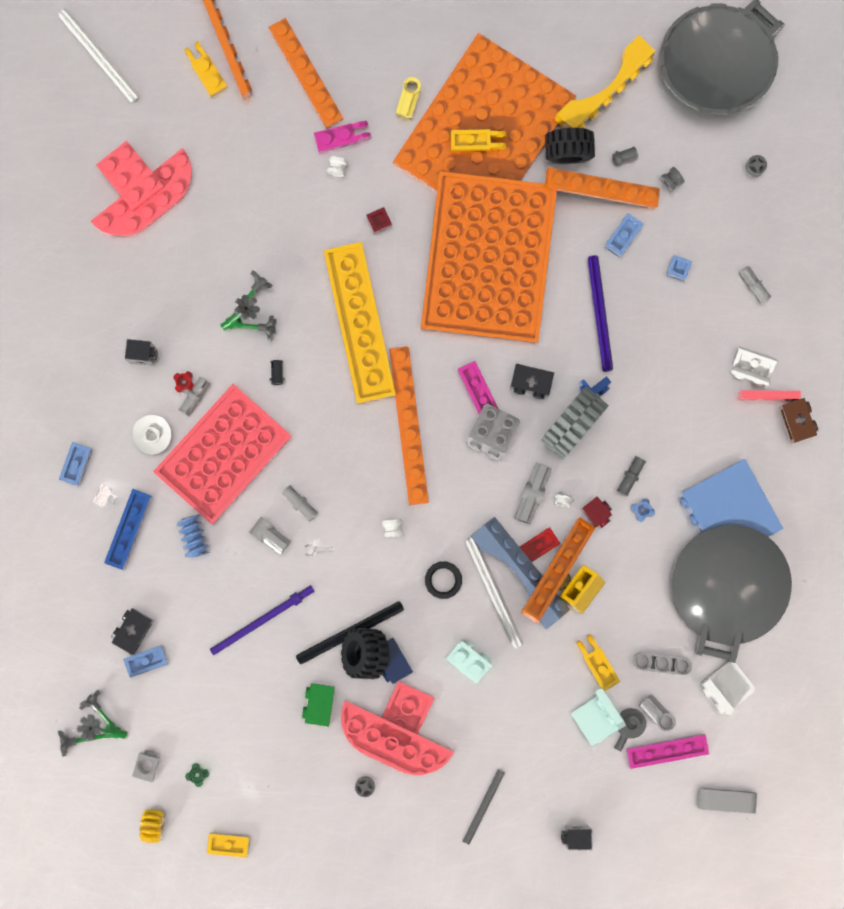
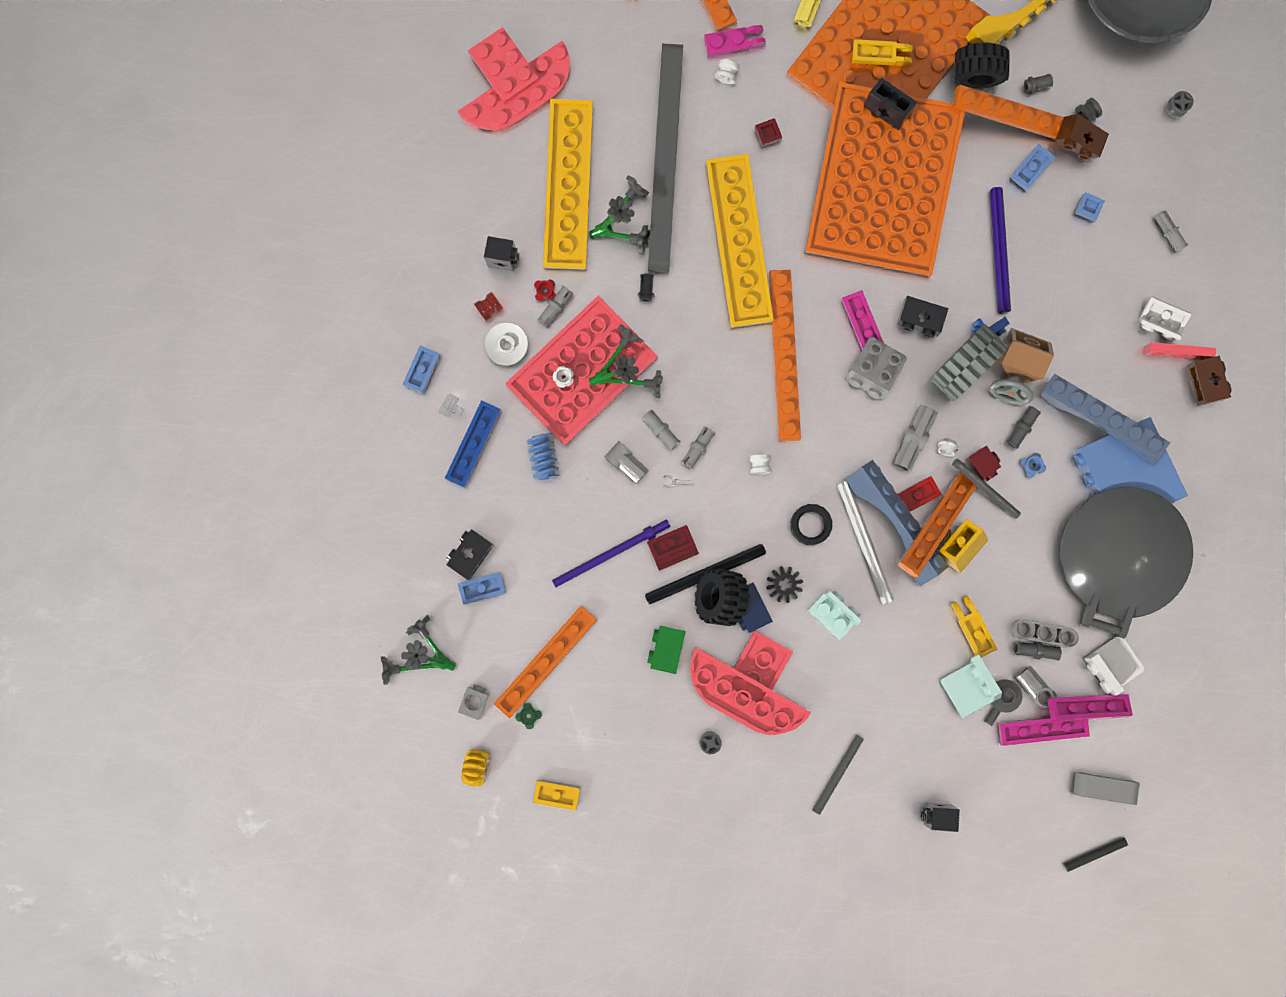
camera: 10 degrees right, 0 degrees up
(132, 401) = (488, 306): none -> clear red wheel
(197, 281) = (568, 184): none -> yellow plate
(209, 724) = (545, 662): none -> orange plate
(211, 461) = (562, 370): none -> white plate
(260, 452) = (625, 367): none -> dark grey plant
(286, 250) = (665, 157): none -> dark grey beam
(318, 611) = (672, 547): none -> dark red plate
(335, 517) = (698, 448): none -> light grey pin
(426, 642) = (787, 591): none -> black gear
(486, 190) = (890, 104): none -> black brick
(600, 535) = (987, 489): none -> dark grey bar
(625, 417) = (1023, 362): none -> medium nougat piece
(658, 680) = (1038, 650): none -> dark grey pin
(666, 205) = (1081, 137): none -> reddish brown brick
(702, 463) = (1130, 433): none -> sand blue arch
(706, 728) = (1090, 707): none -> dark pink plate
(722, 861) = (1096, 854): none -> pearl dark grey bar

